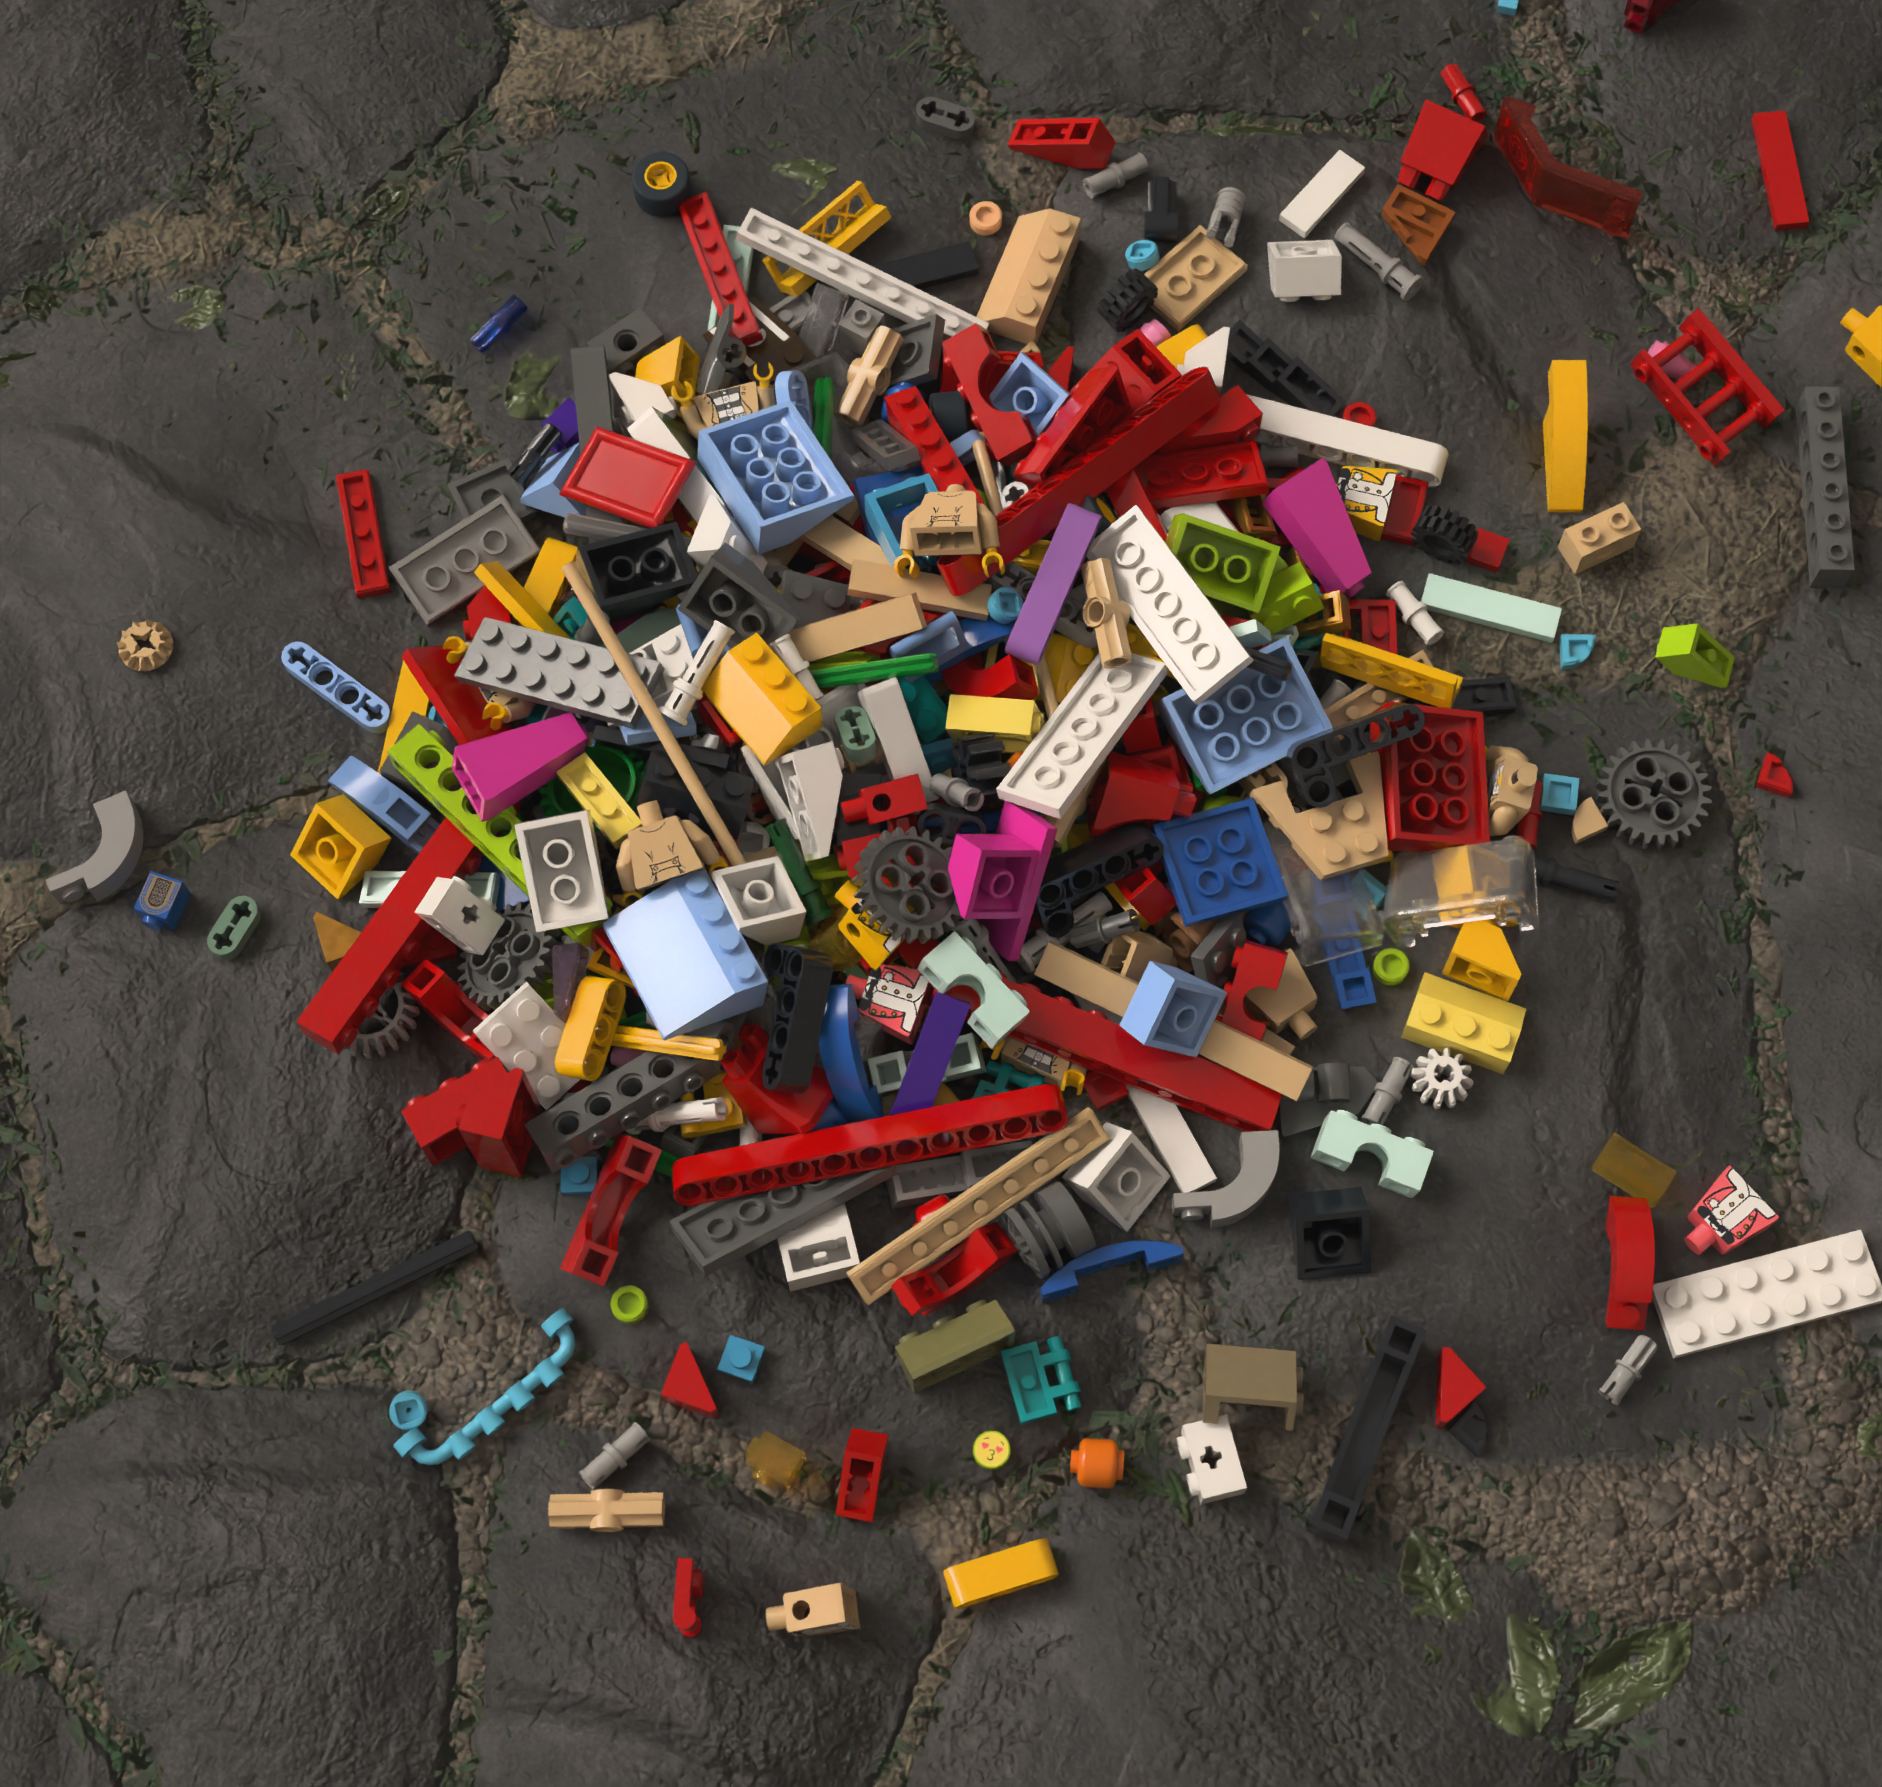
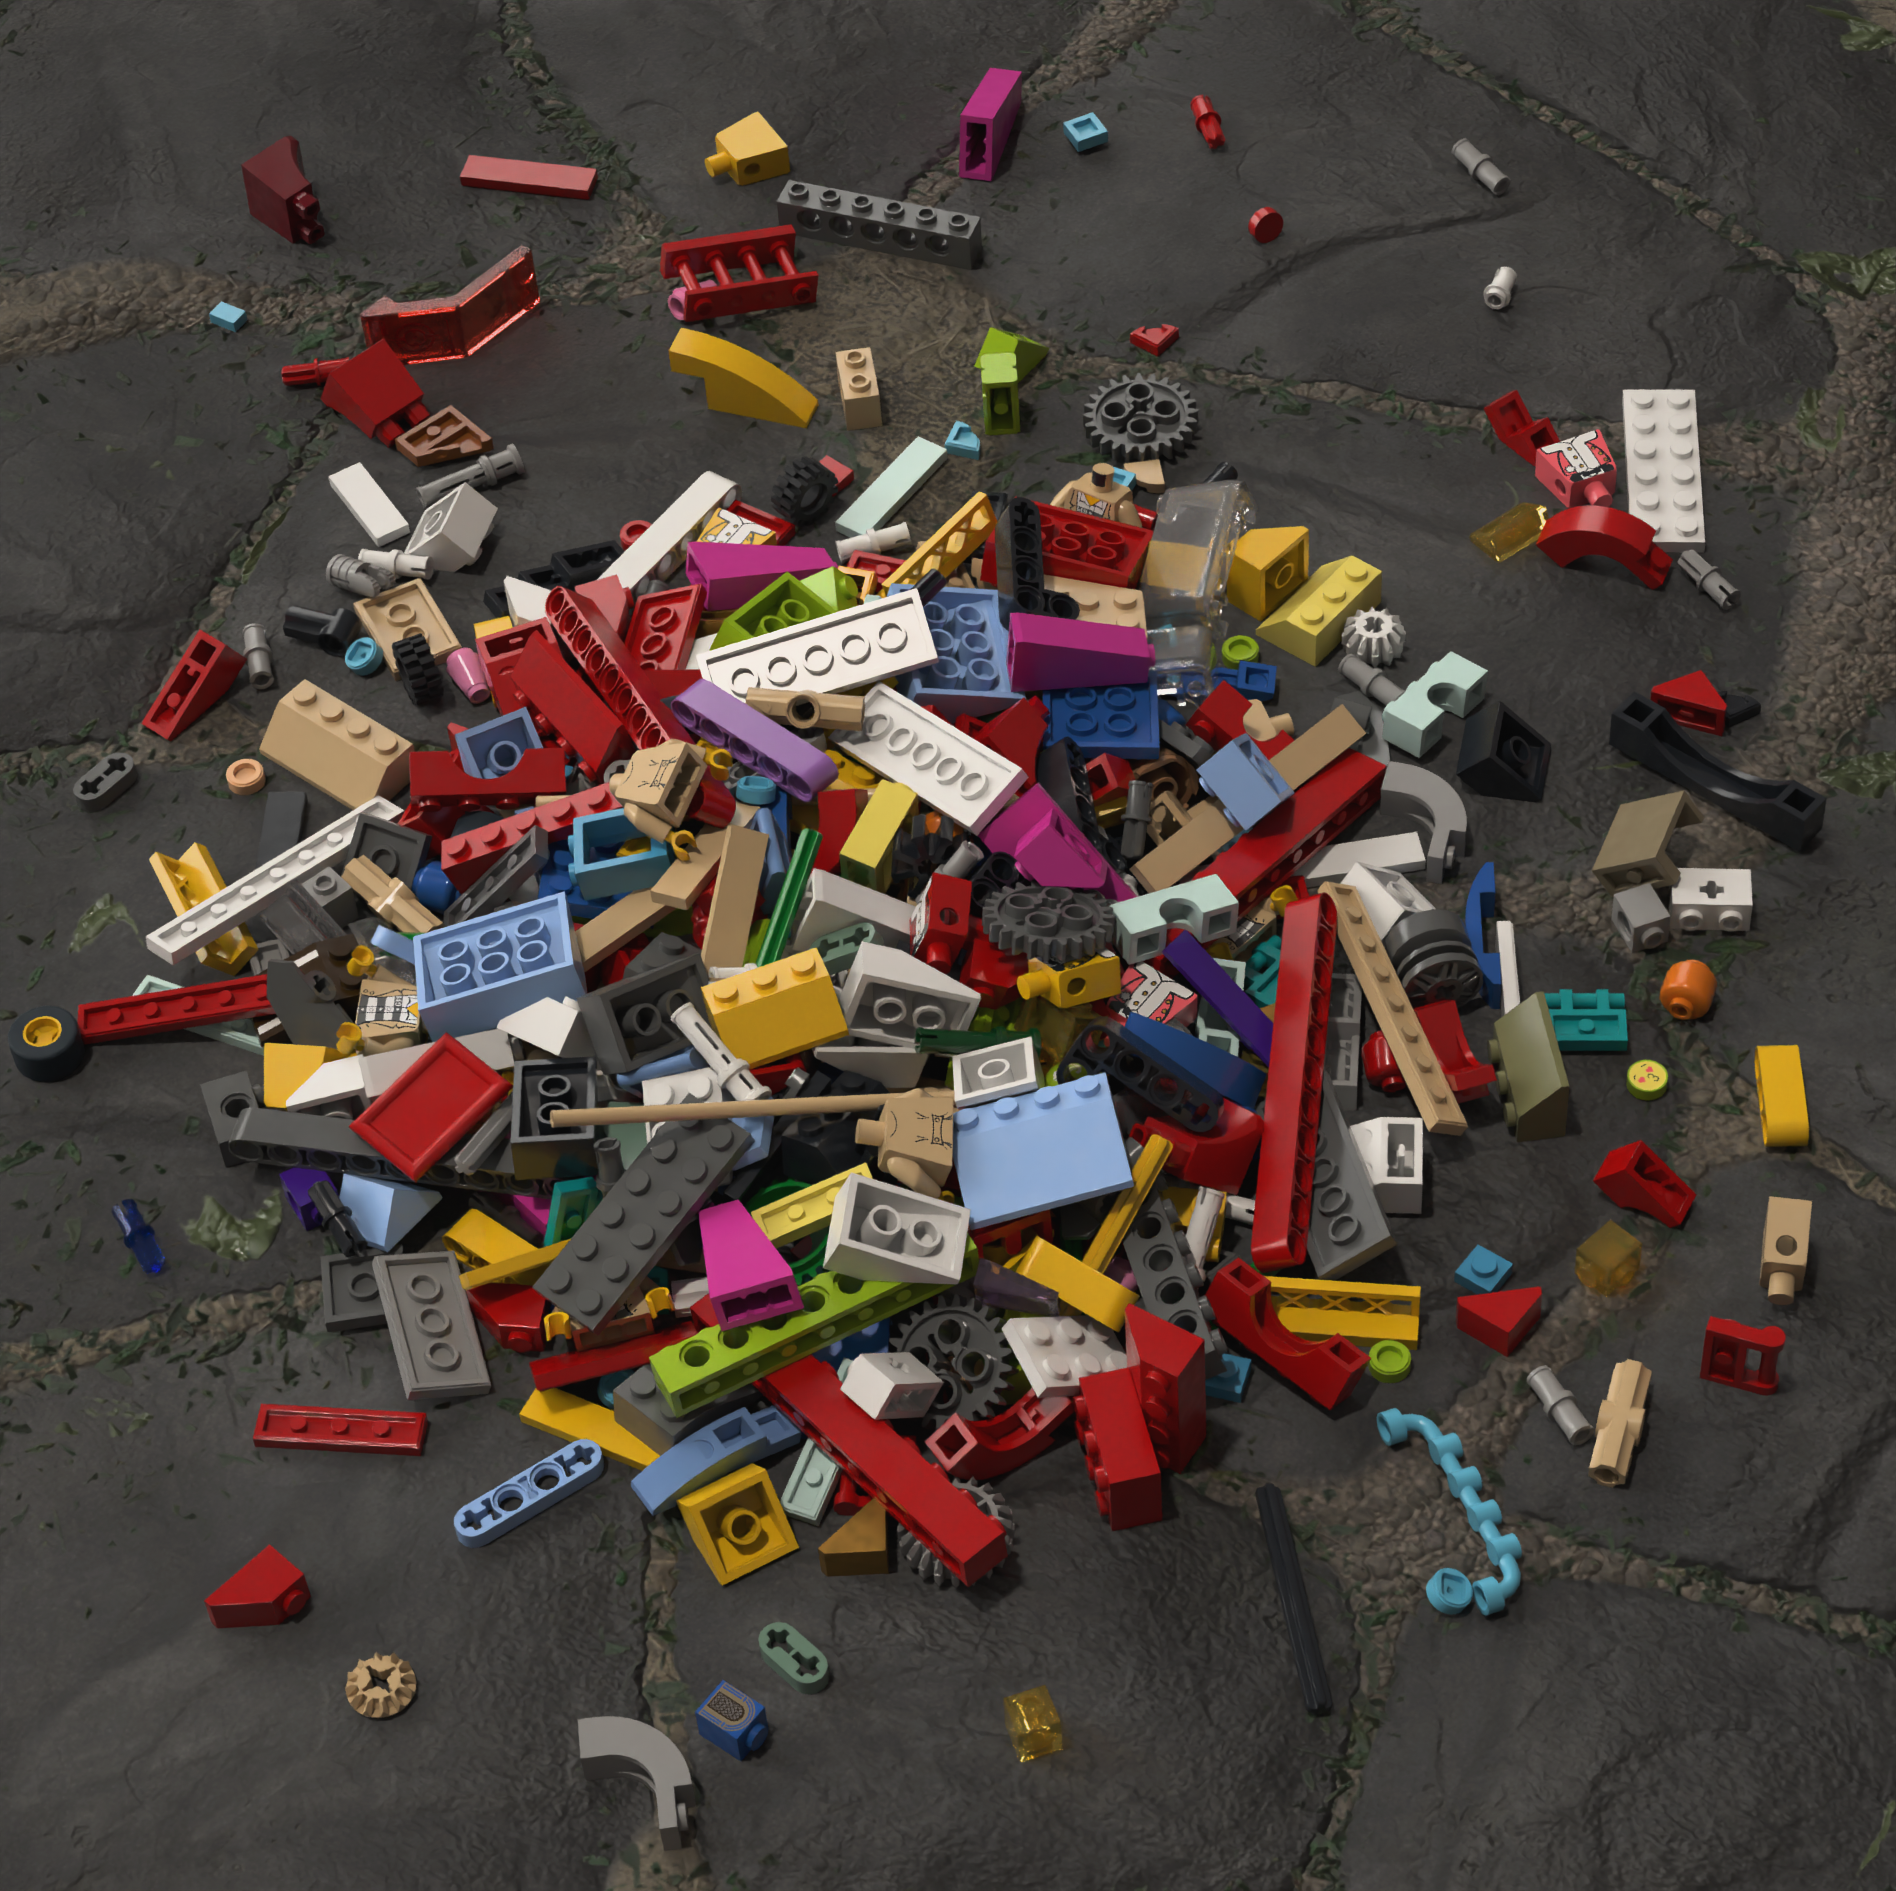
camera: 70 degrees left, 20 degrees down
(200, 534) = (259, 1593): none -> red slope
(205, 1120) = (1032, 1723): none -> clear yellow brick
(658, 1252) = (1358, 1322): none -> yellow fence
(1063, 1300) = (1509, 979): none -> white tile
(1170, 1402) = (1640, 918): none -> light grey brick
(1255, 240) = (399, 563): none -> white pin
(1257, 818) = (1074, 653): none -> dark pink slope
(1627, 659) = (1000, 393): none -> lime brick
(1770, 1146) = (1517, 428): none -> red slope

